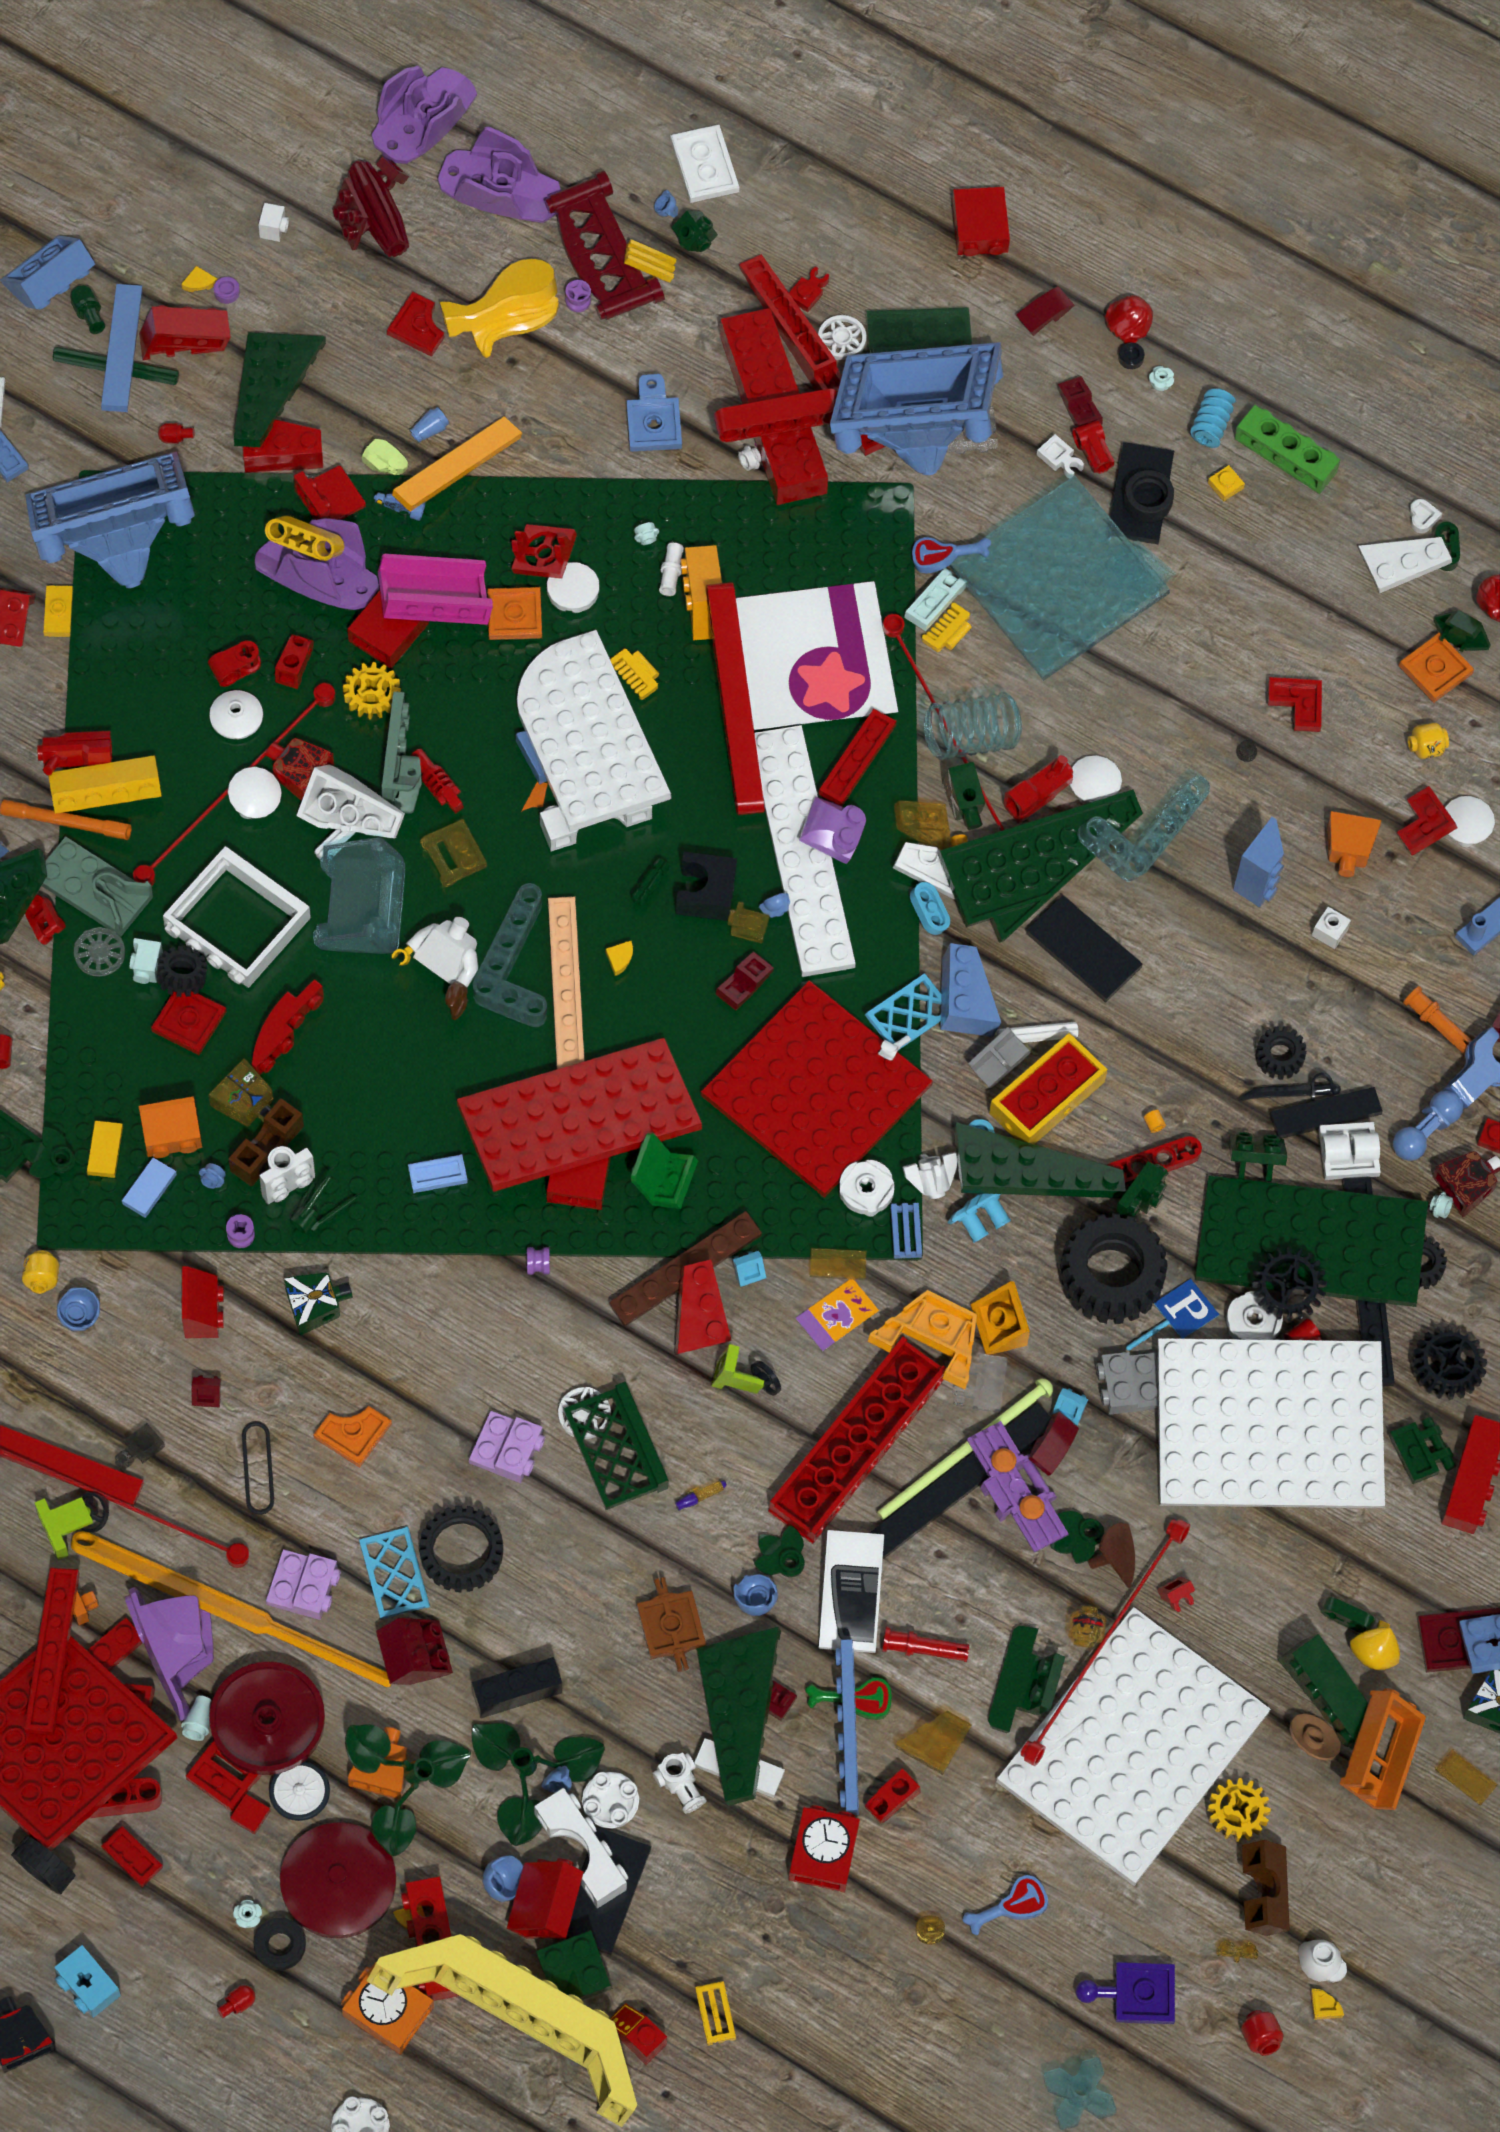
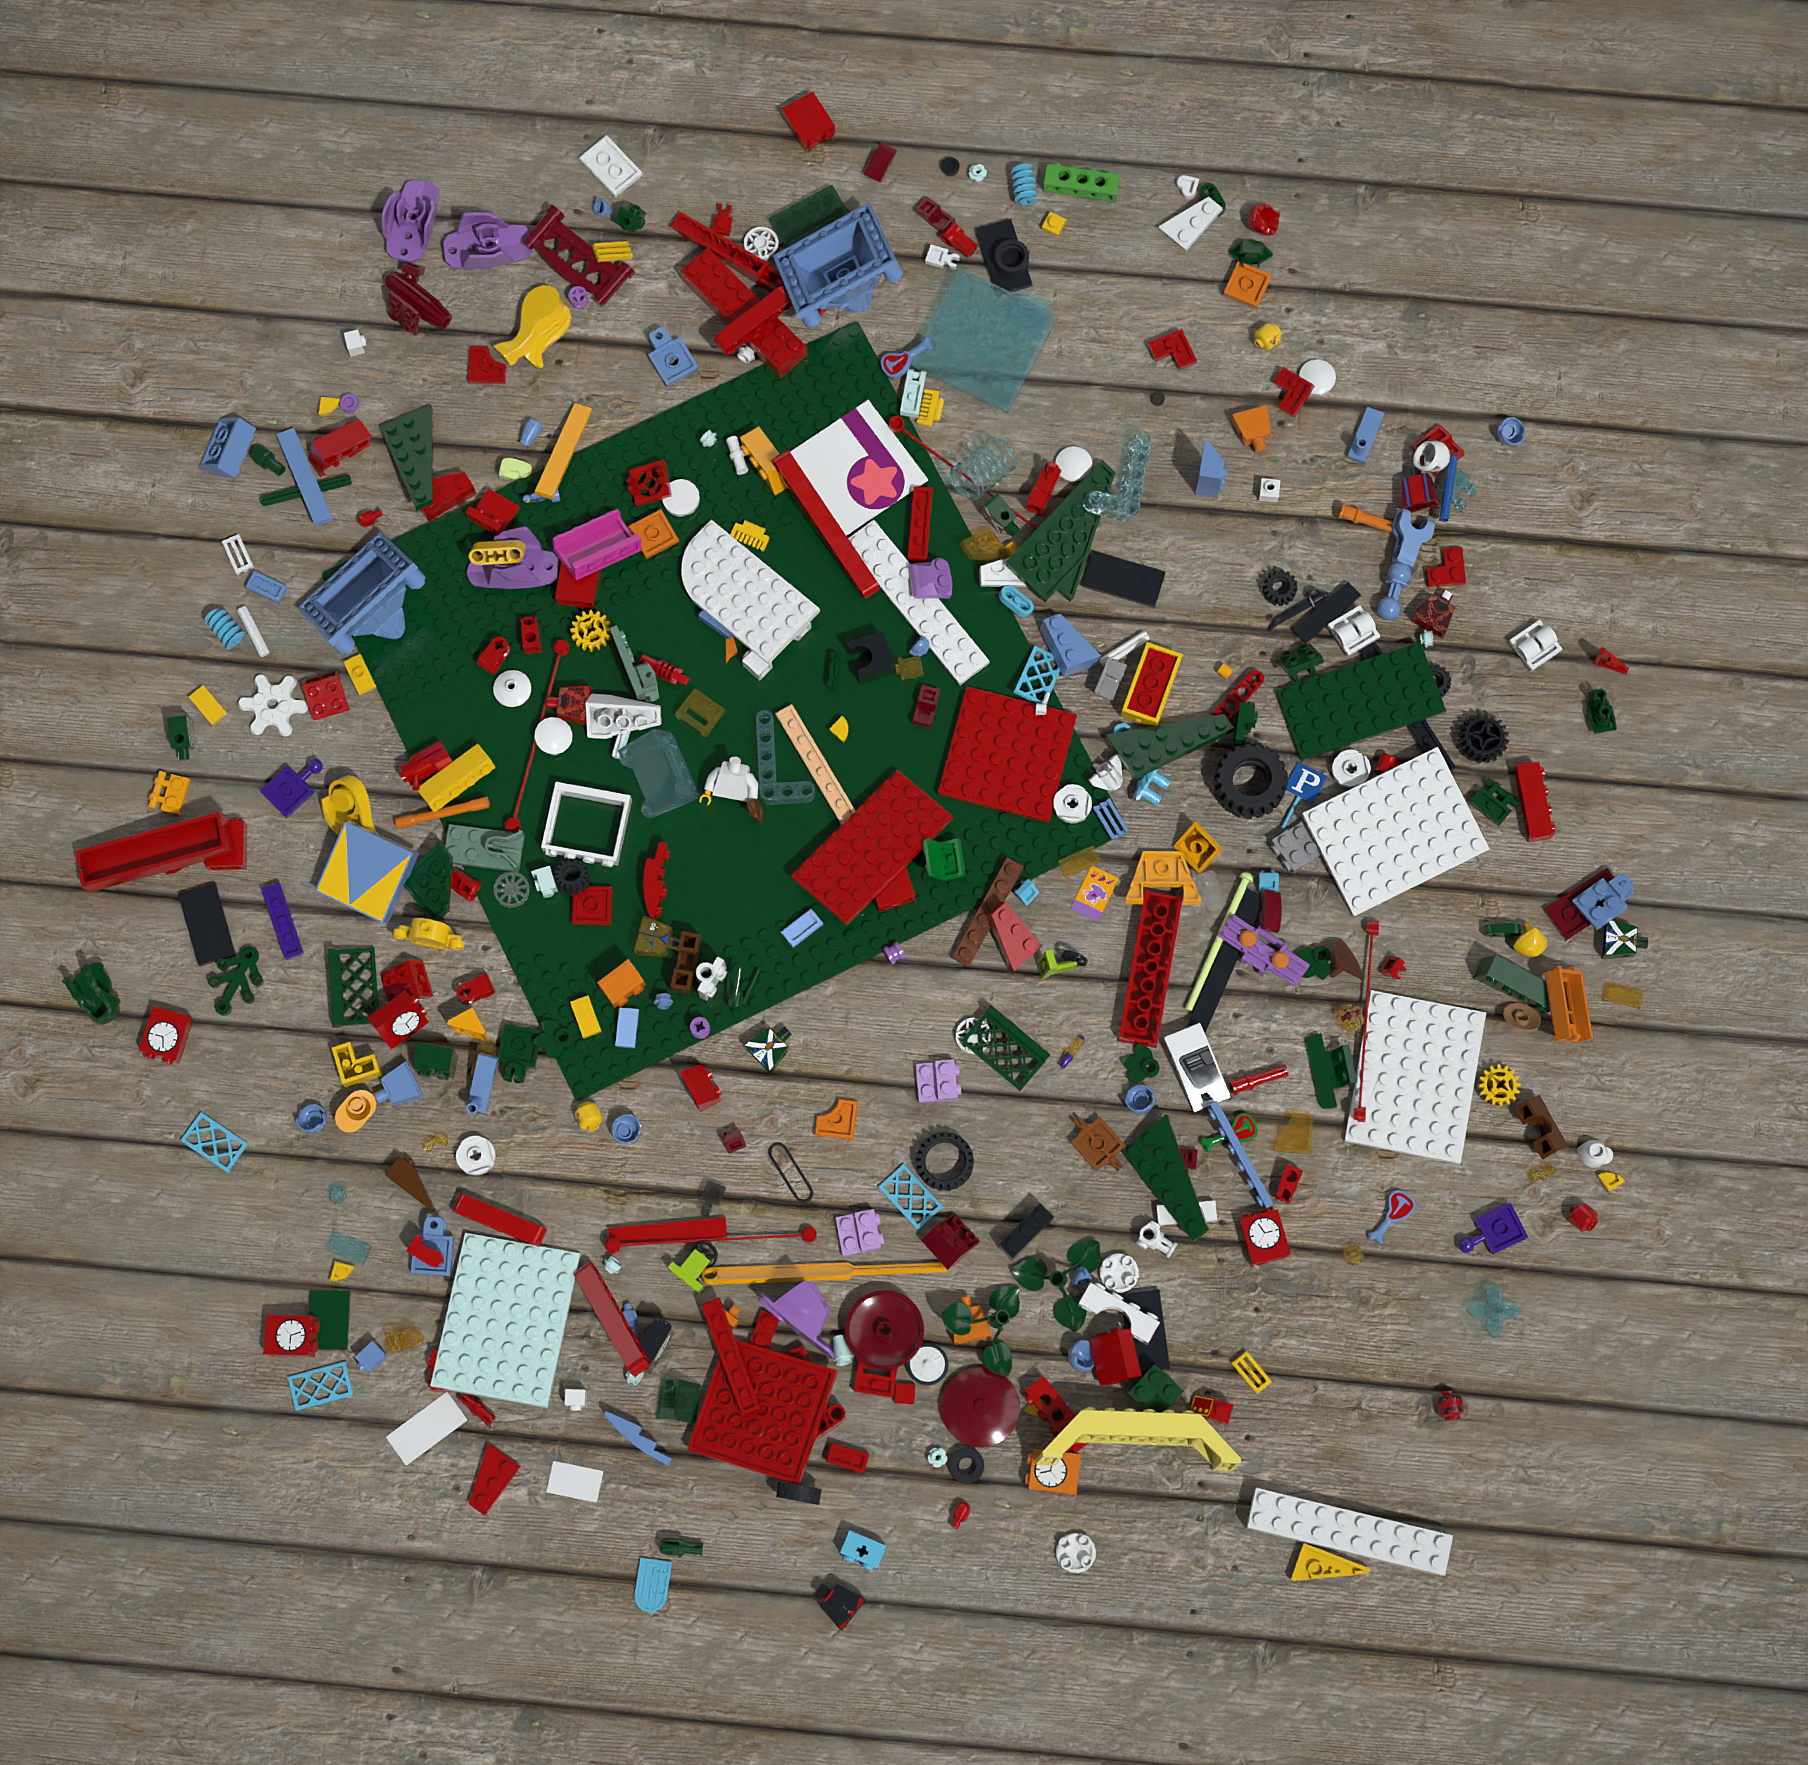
camera: 20 degrees left, 10 degrees up
(1129, 318) = (937, 142): red hair -> none
(1277, 1280) = (1363, 729): black gear -> none

